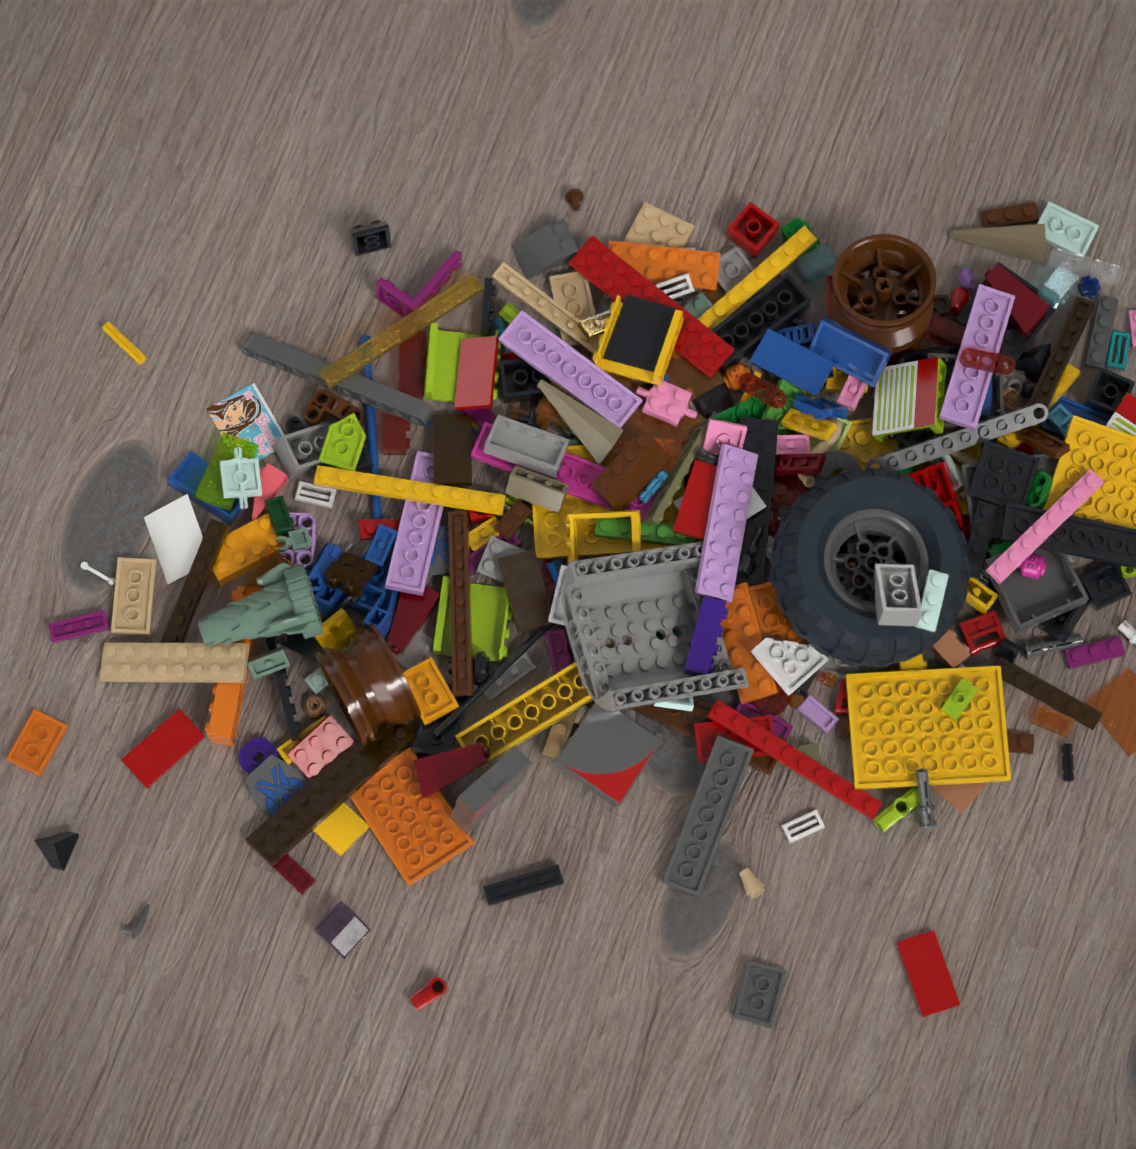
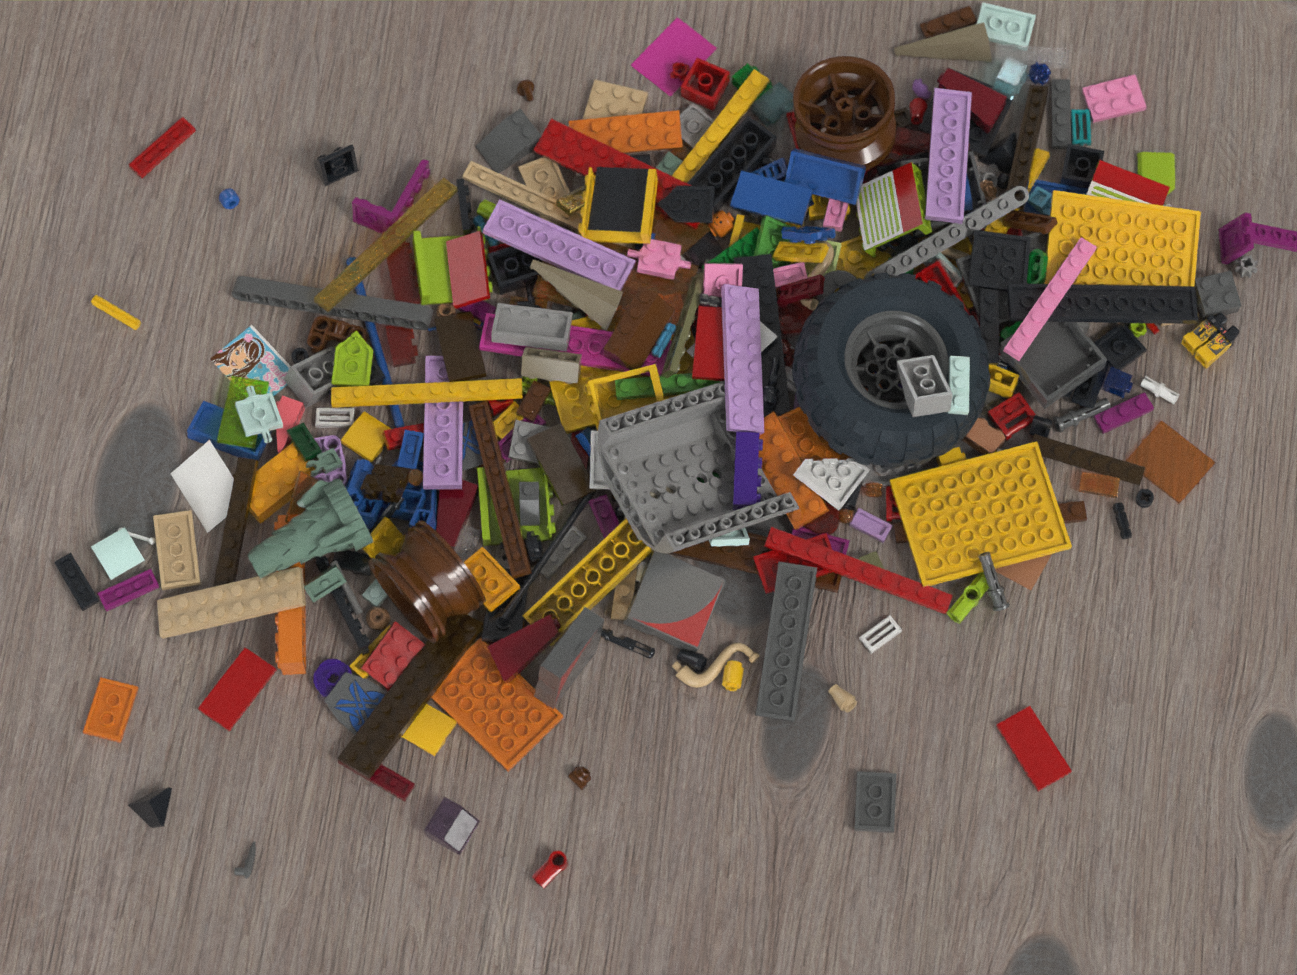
camera: 10 degrees left, 5 degrees down
(30, 607) = (76, 581): none -> black plate
(75, 587) = (117, 553): none -> light aqua slope
(204, 184) = (162, 147): none -> red tile
(258, 250) = (229, 198): none -> blue piece
(291, 672) = (349, 593): none -> light grey bar
(341, 520) = (365, 436): none -> yellow slope
(379, 574) = (415, 477): none -> clear orange hinge
(443, 405) = (445, 306): none -> medium nougat plate
(478, 907) = (580, 777): none -> reddish brown plate
(486, 622) = (529, 503): none -> dark grey slope
(523, 885) = (620, 746): black plate -> none
(552, 782) = (627, 642): none -> black piece
(610, 834) = (695, 680): none -> tan animal
(613, 814) = (694, 660): none -> black cone
(648, 838) = (732, 675): none -> yellow brick
(688, 283) = (643, 143): white tile -> none
(709, 353) = (690, 204): none -> black tile
(727, 193) = (673, 45): none -> dark pink sticker
(730, 206) = (679, 66): none -> red plate
(767, 397) = (761, 233): clear red beam -> none
(959, 699) = (1004, 480): lime plate -> none
(974, 353) = (965, 151): clear red beam -> none
(1033, 566) = (1046, 341): dark pink head -> none
(1095, 621) = (1118, 382): none -> clear blue brick
(1097, 738) = (1143, 504): none -> black bush

